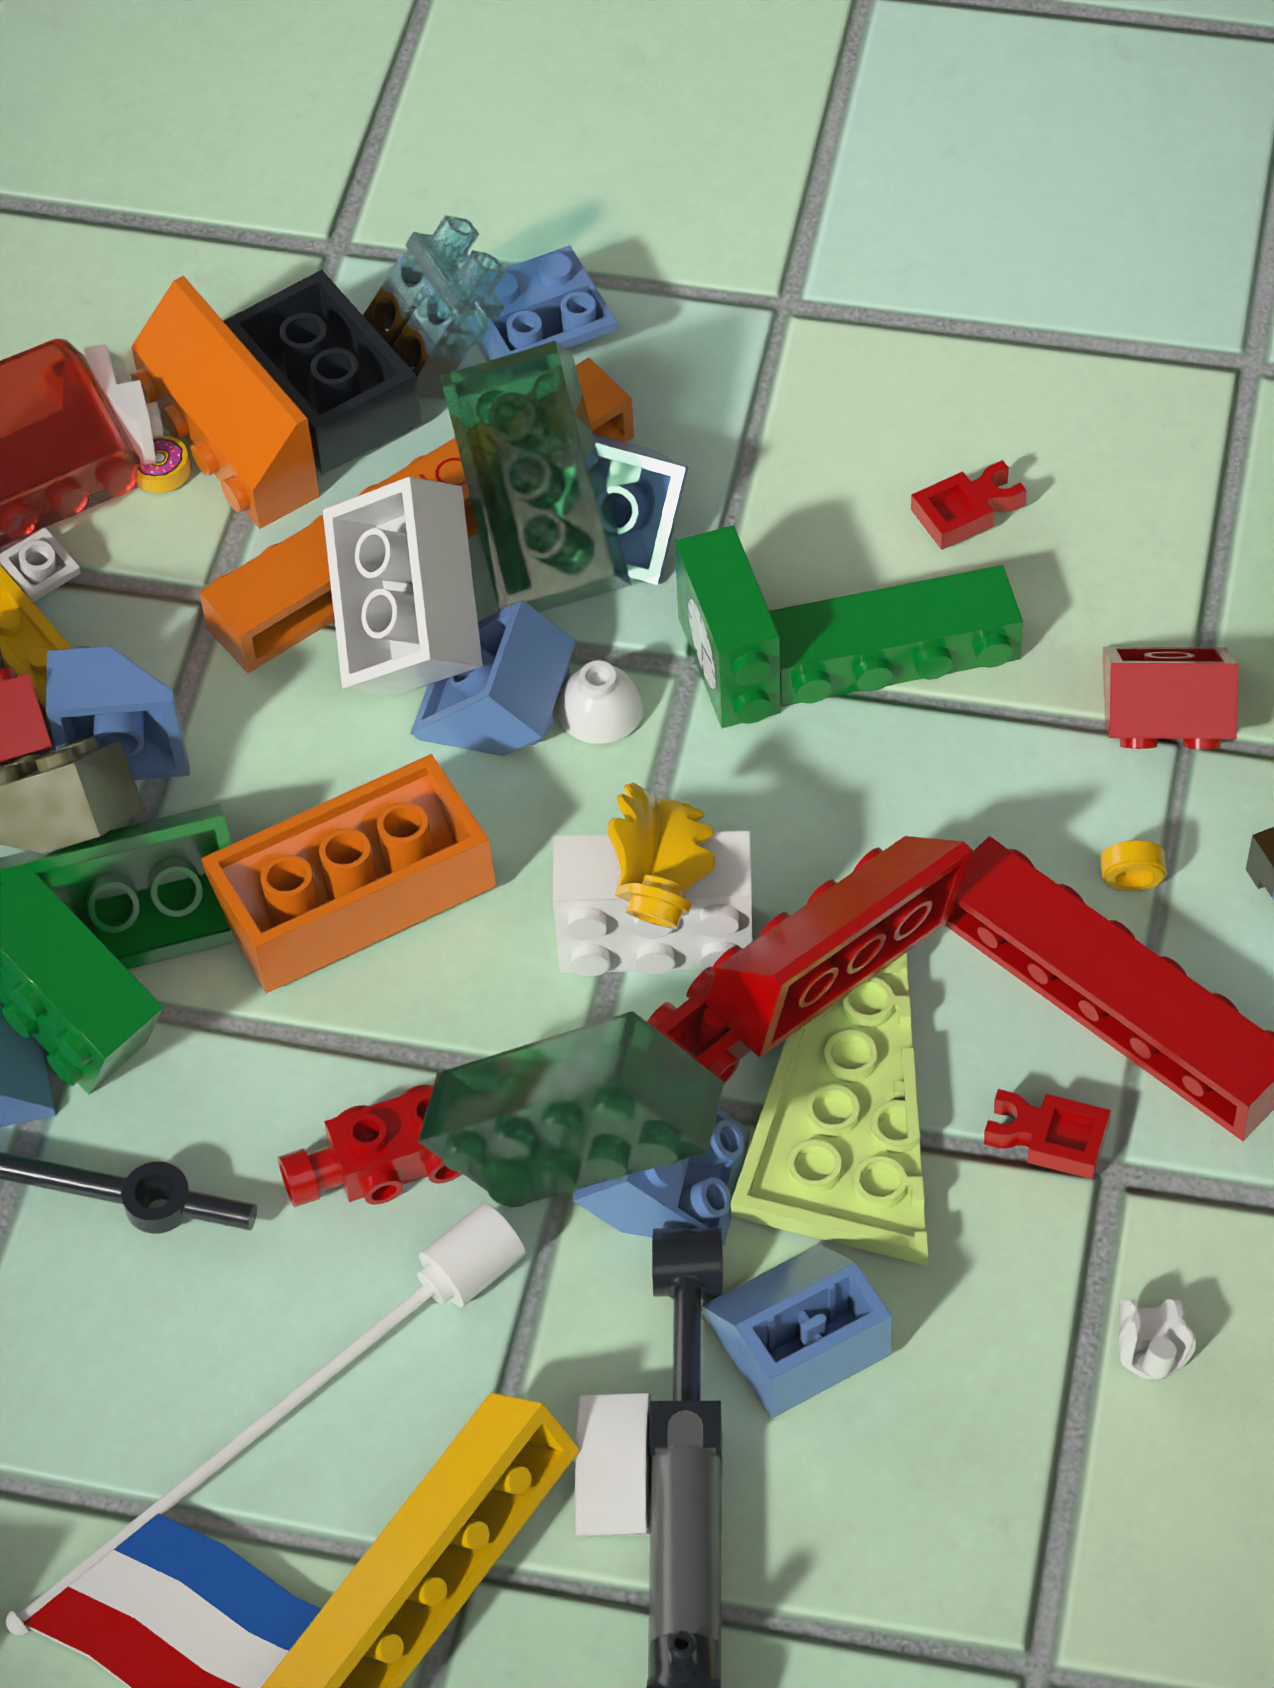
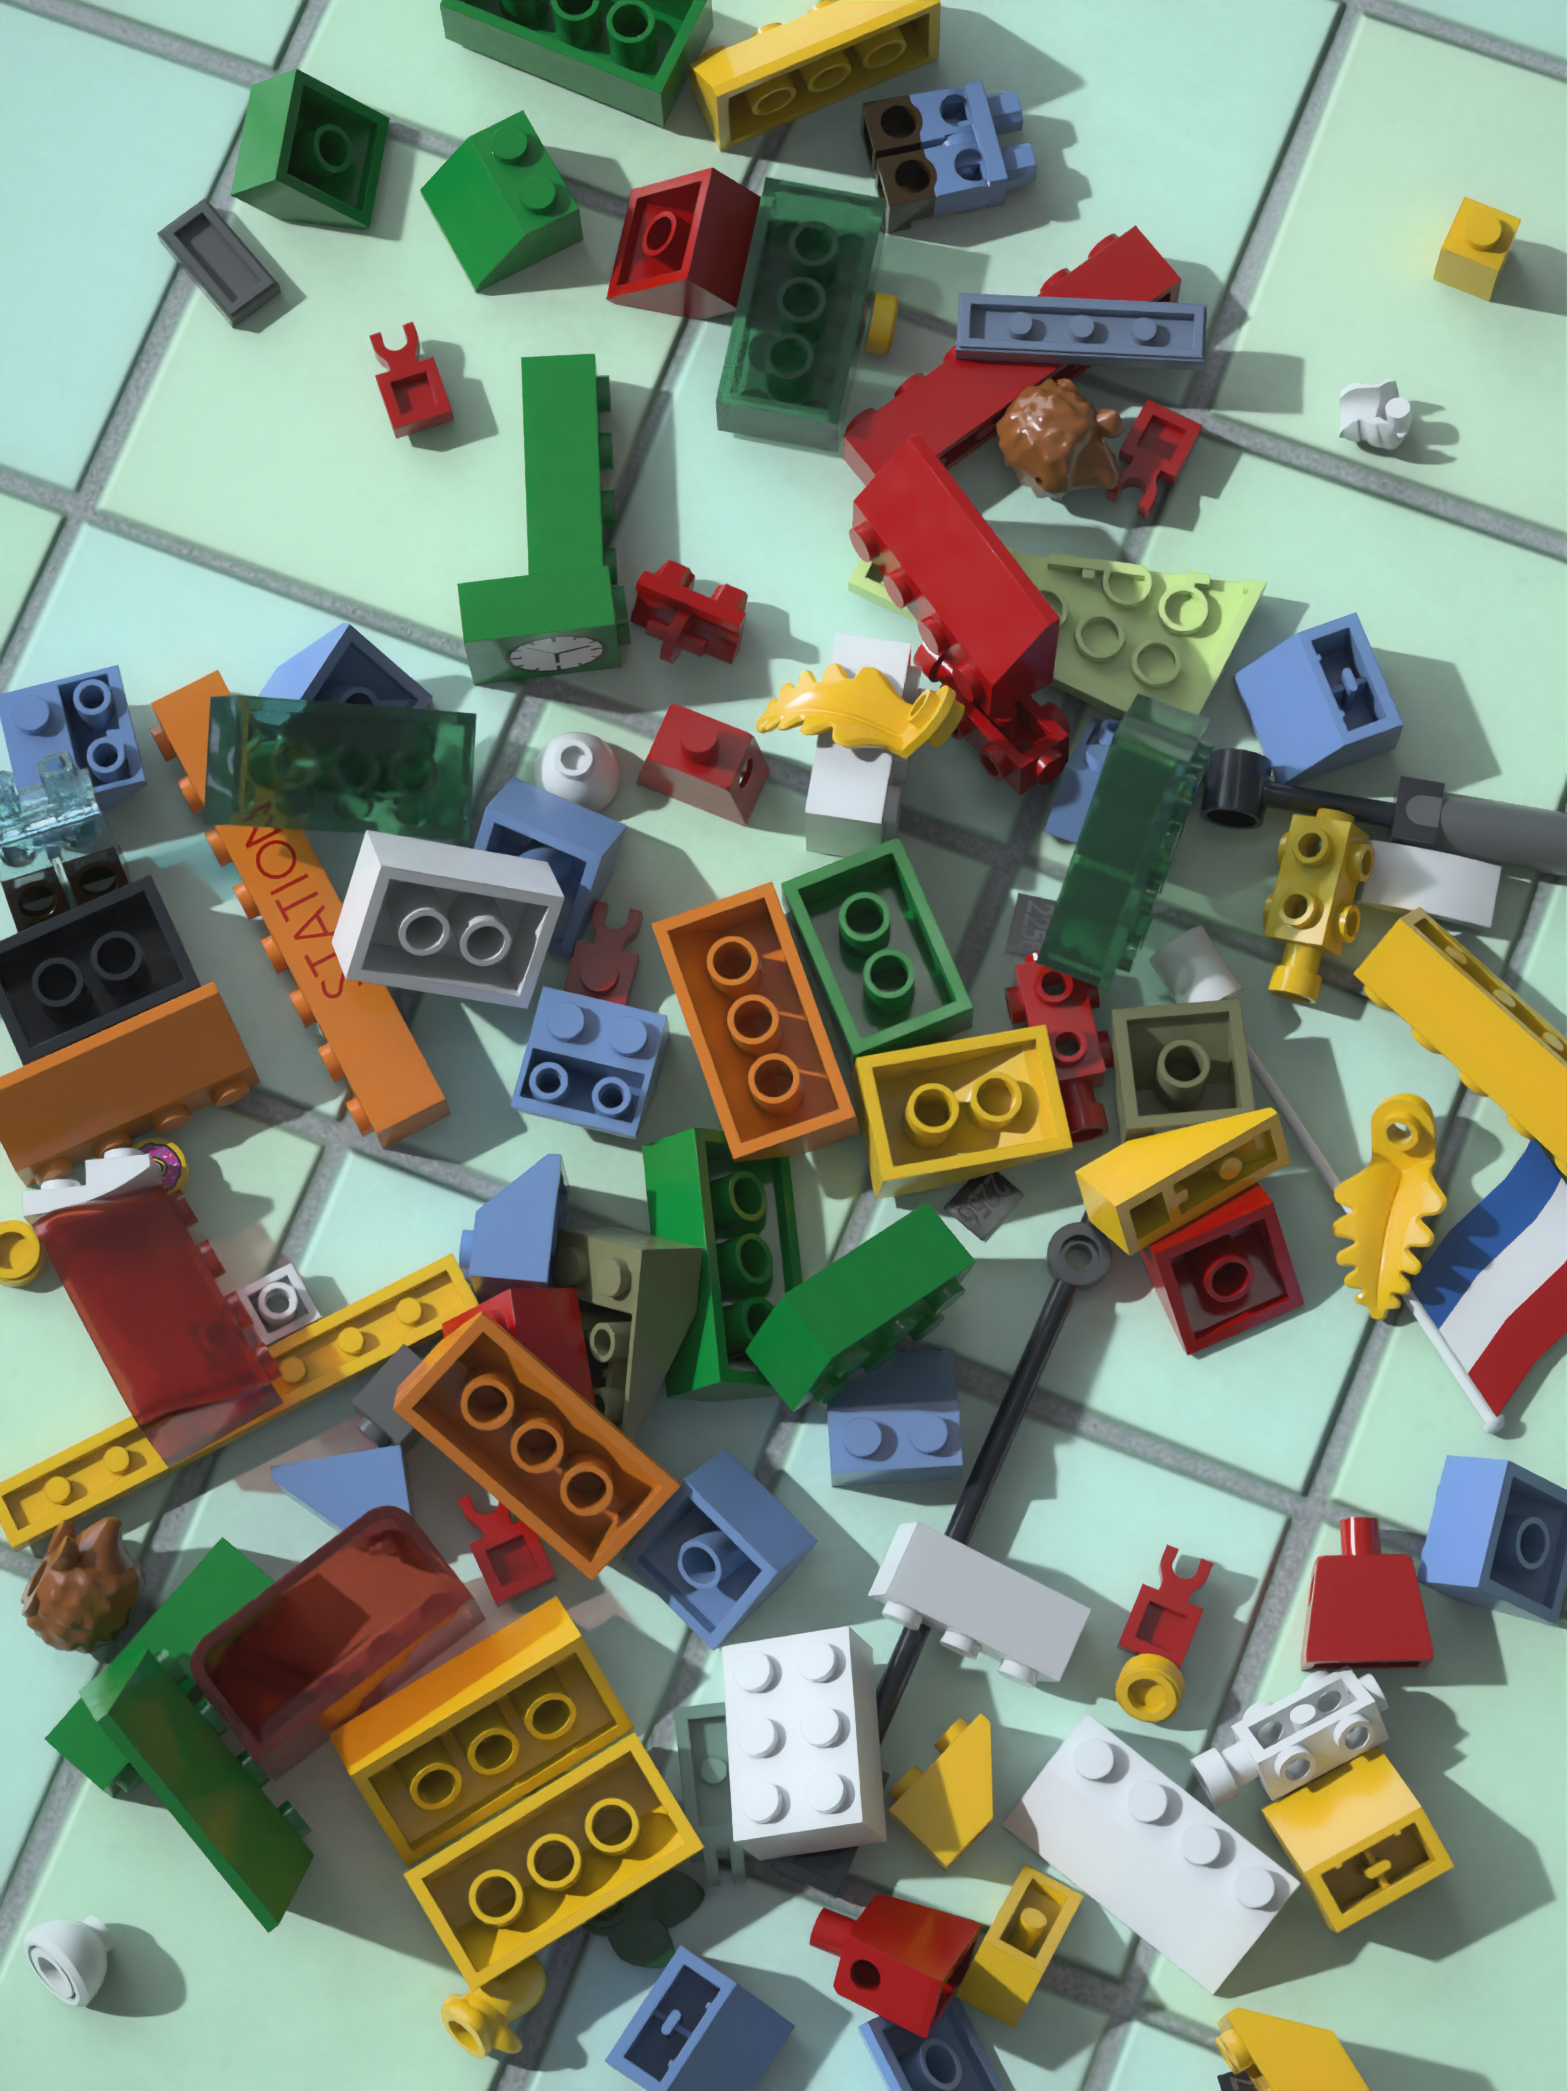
camera: 80 degrees left, 20 degrees up
(164, 1318) = (1224, 1271): none -> red slope
(213, 1117) = (983, 1203): none -> black sticker
(228, 1240) = (1178, 1175): none -> yellow slope
(247, 1471) = (1390, 1204): none -> yellow plant
(284, 1045) = (958, 1110): none -> yellow slope
(291, 744) = (591, 1063): none -> medium blue slope
(349, 1245) = (1179, 1066): none -> olive slope
(394, 747) = (604, 967): none -> plate
(441, 959) = (877, 953): none -> green brick
(576, 1345) = (1329, 887): none -> yellow brick
(614, 755) = (703, 763): none -> red torso
(769, 751) = (686, 618): none -> red hips
(1034, 1027) = (1058, 441): none -> dark orange animal
(1054, 351) = (219, 262): none -> dark grey tile
(1100, 779) = (801, 314): none -> clear green brick
(1157, 1021) = (1081, 331): none -> sand blue tile
(1178, 545) = (502, 203): none -> green slope
(1179, 389) = (310, 153): none -> green slope

